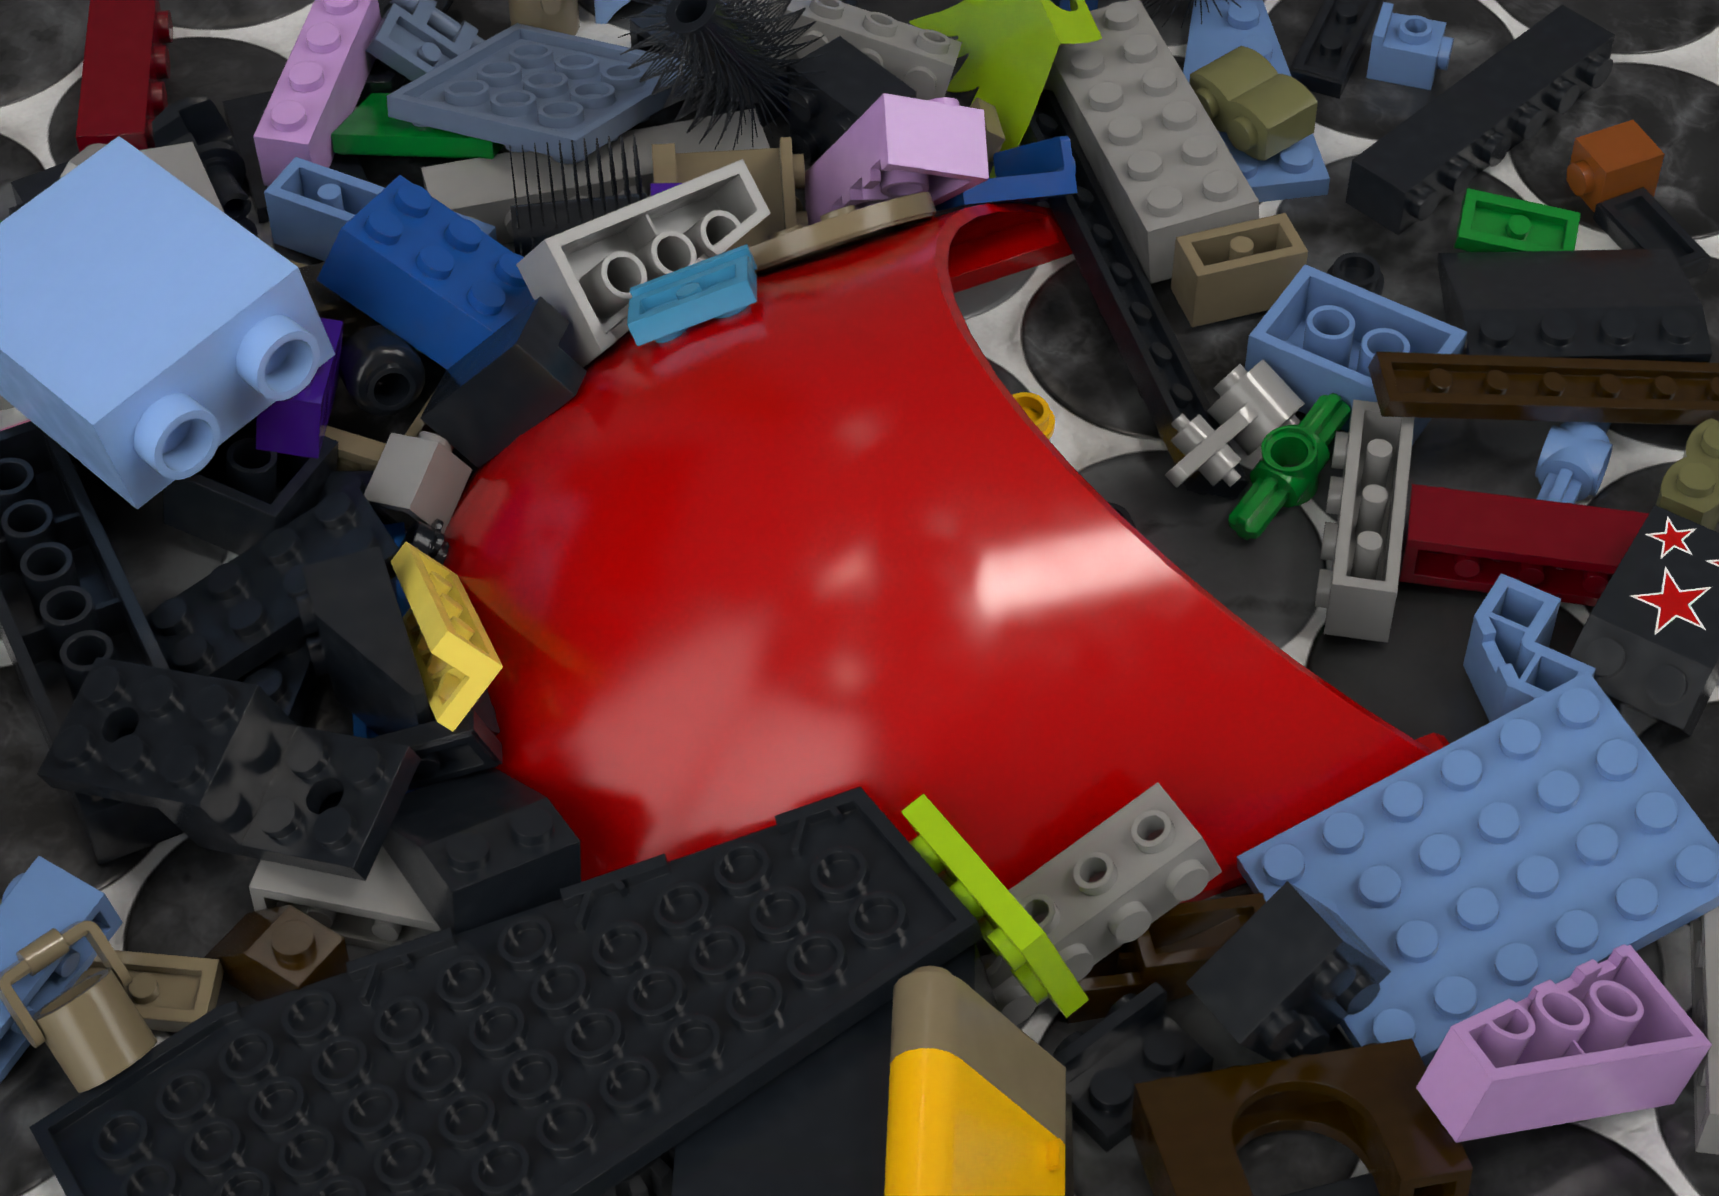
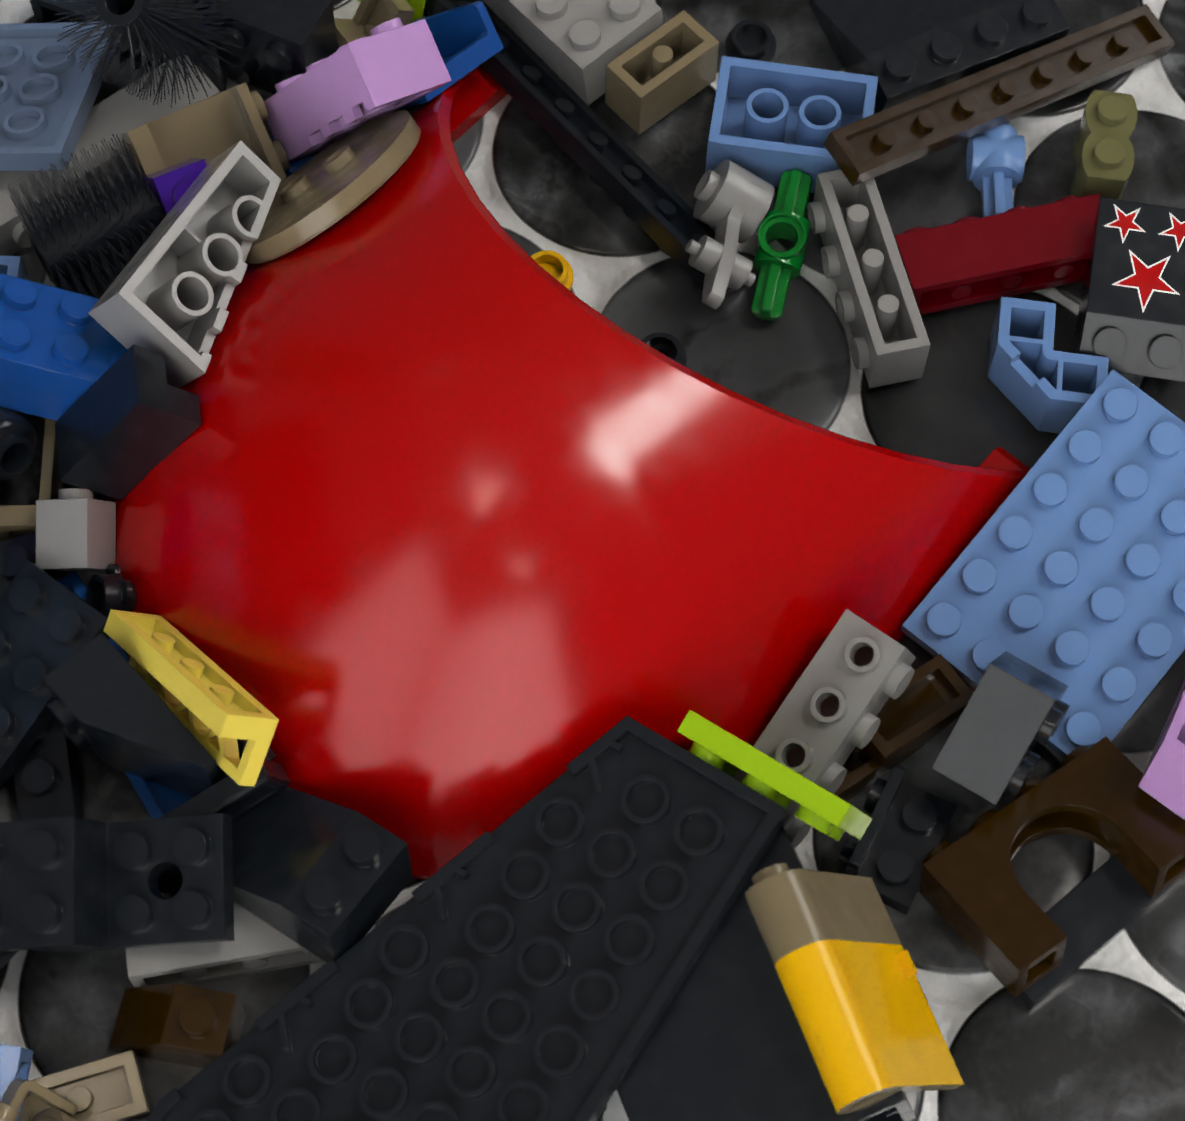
camera: 25 degrees left, 15 degrees up
(692, 295) = (270, 300): dark azure plate -> none

